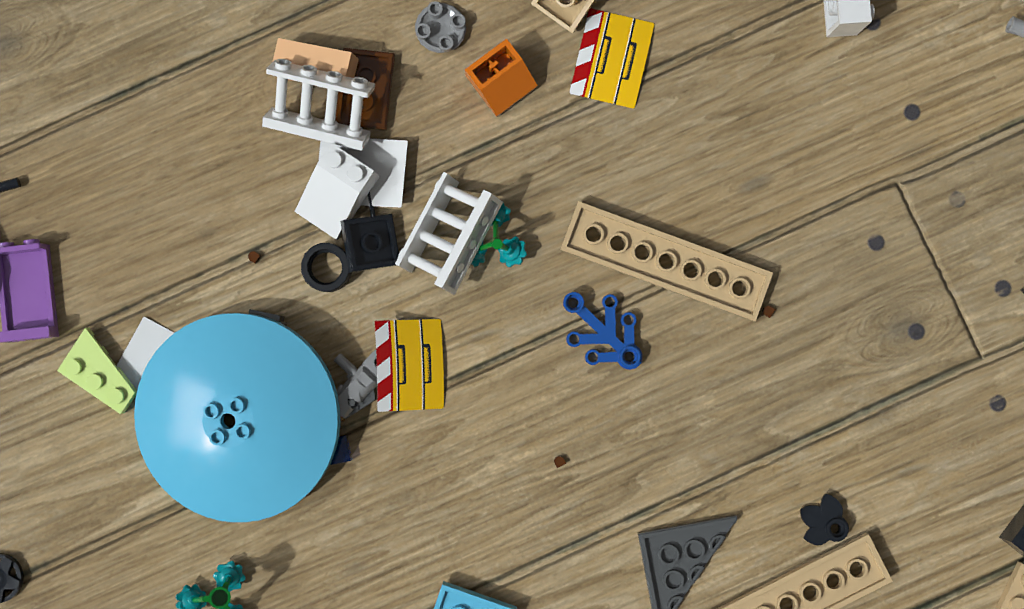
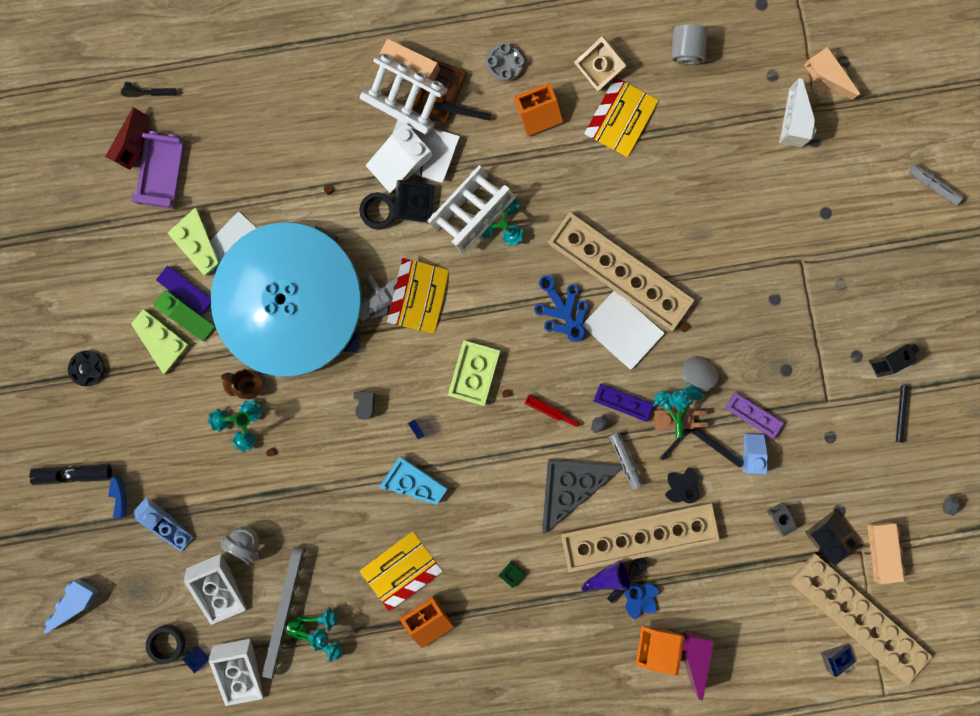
camera: 15 degrees right, 0 degrees up
(85, 515) = (159, 340): none -> yellowish green wing
(100, 440) = (184, 290): none -> dark purple tile
(107, 473) = (184, 315): none -> bright green slope
(210, 544) = (243, 384): none -> reddish brown hair
(379, 526) = (366, 404): none -> dark grey leg
(405, 106) = (462, 111): none -> black bar
(455, 541) = (416, 429): none -> clear blue tile
(510, 446) = (473, 373): none -> yellowish green plate
(621, 468) = (549, 410): none -> red axle
(689, 336) = (623, 329): none -> white sticker
(692, 469) = (598, 423): none -> dark grey tile
(716, 432) = (623, 402): none -> dark purple tile
(747, 516) = (626, 461): none -> light grey pin
(793, 412) = (681, 400): none -> teal plant
(794, 434) = (664, 420): none -> nougat hinge
(807, 367) = (700, 373): none -> light grey dish
(807, 448) = (665, 454): none -> black hinge
(855, 457) = (719, 448): none -> black bar
(891, 402) = (754, 415): none -> medium lavender tile
(907, 454) = (754, 454): none -> light blue slope
(965, 529) = (782, 519): none -> dark grey leg

